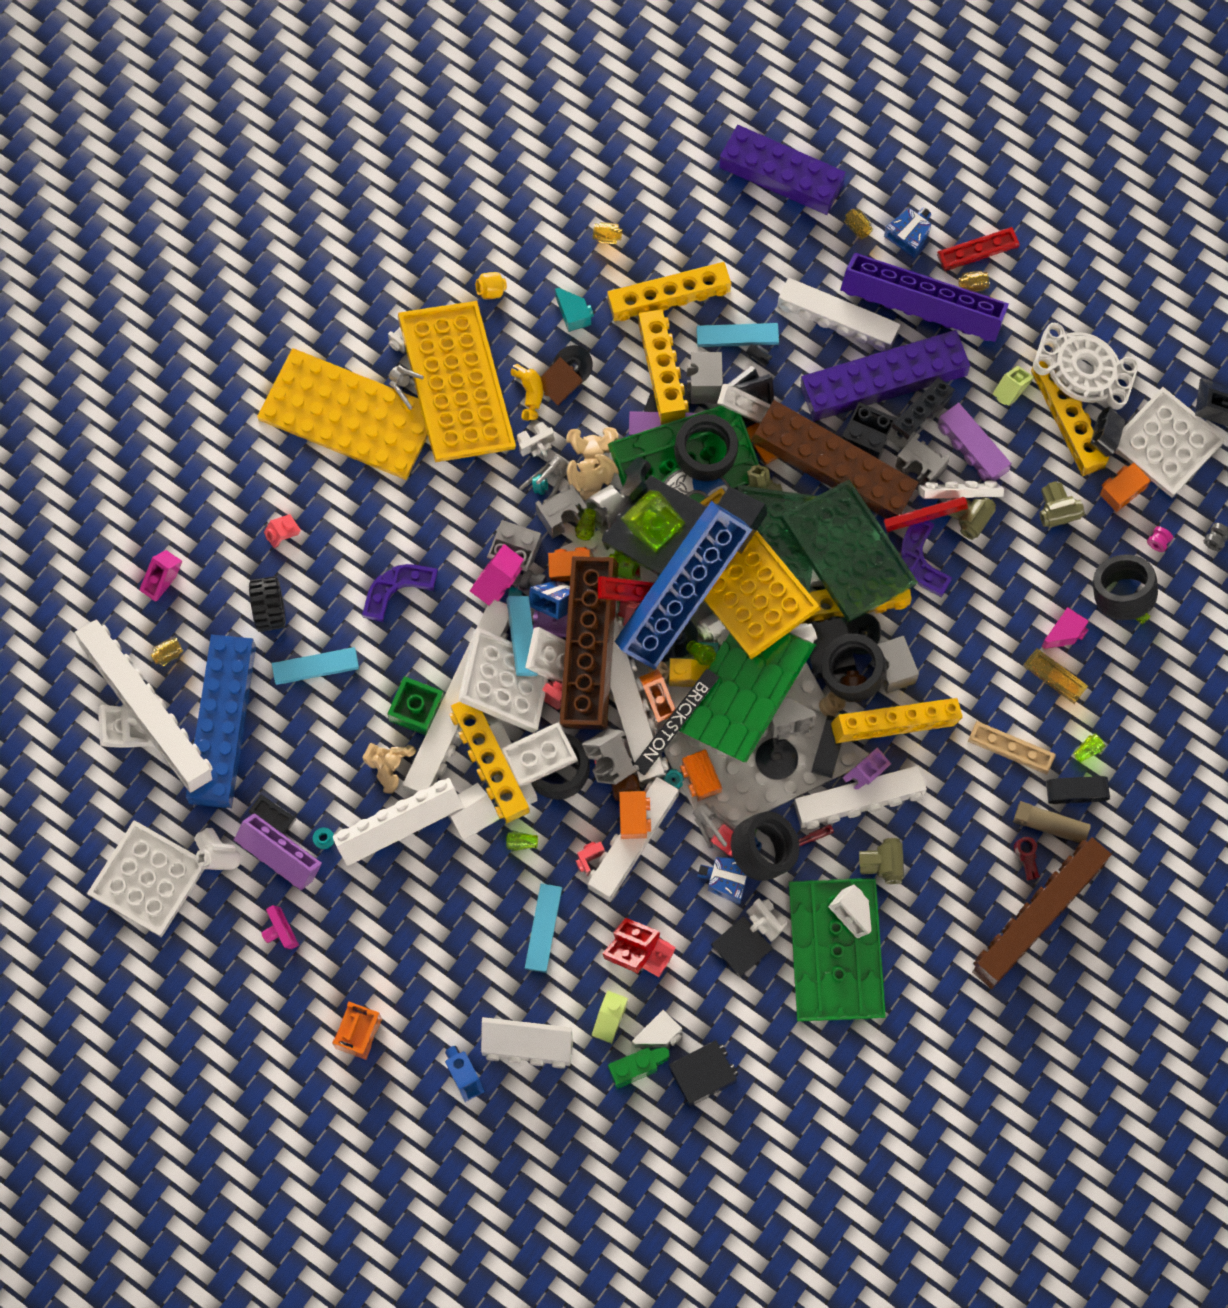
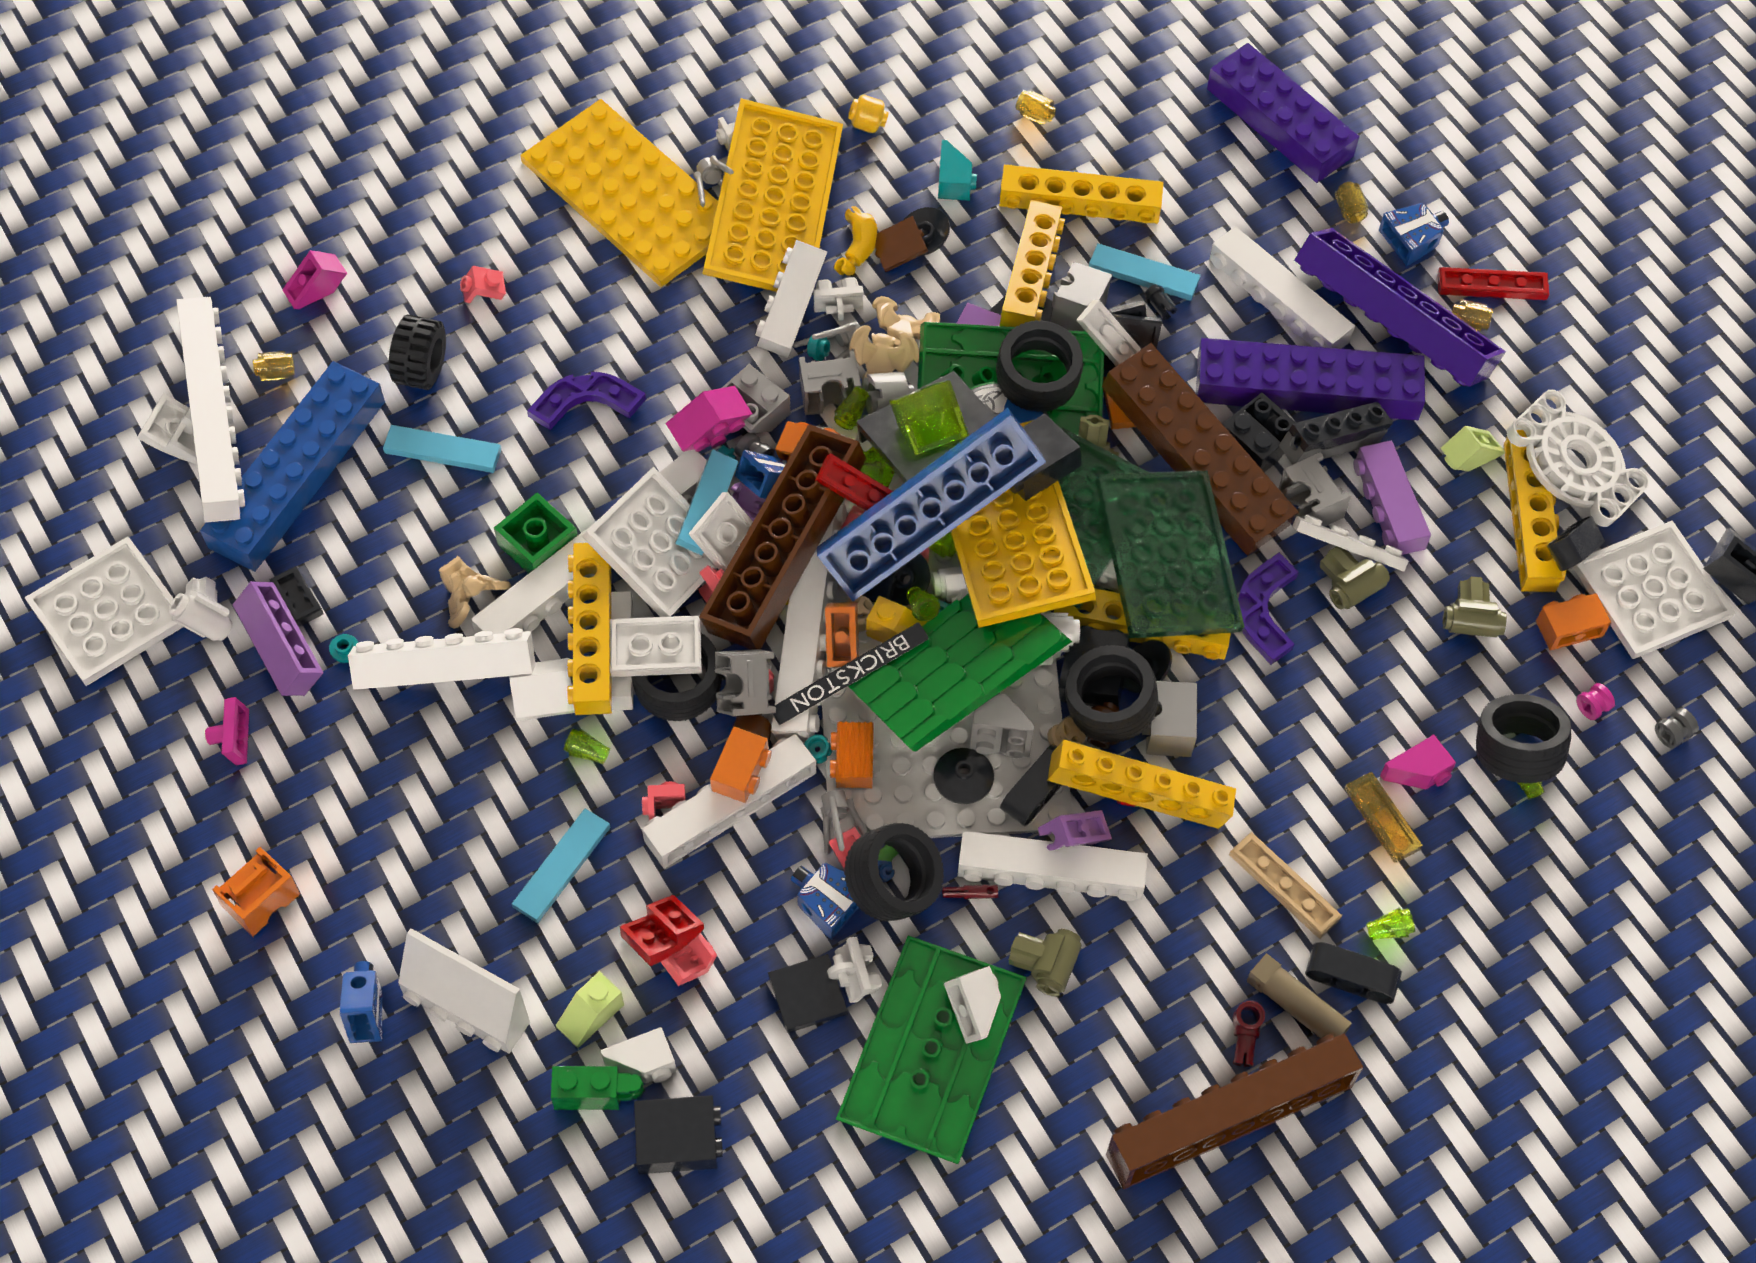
camera: 20 degrees right, 10 degrees down
(506, 457) = (791, 299): none -> white brick
(635, 478) = (934, 370): black tile -> none
(926, 514) = (1291, 551): red tile -> none

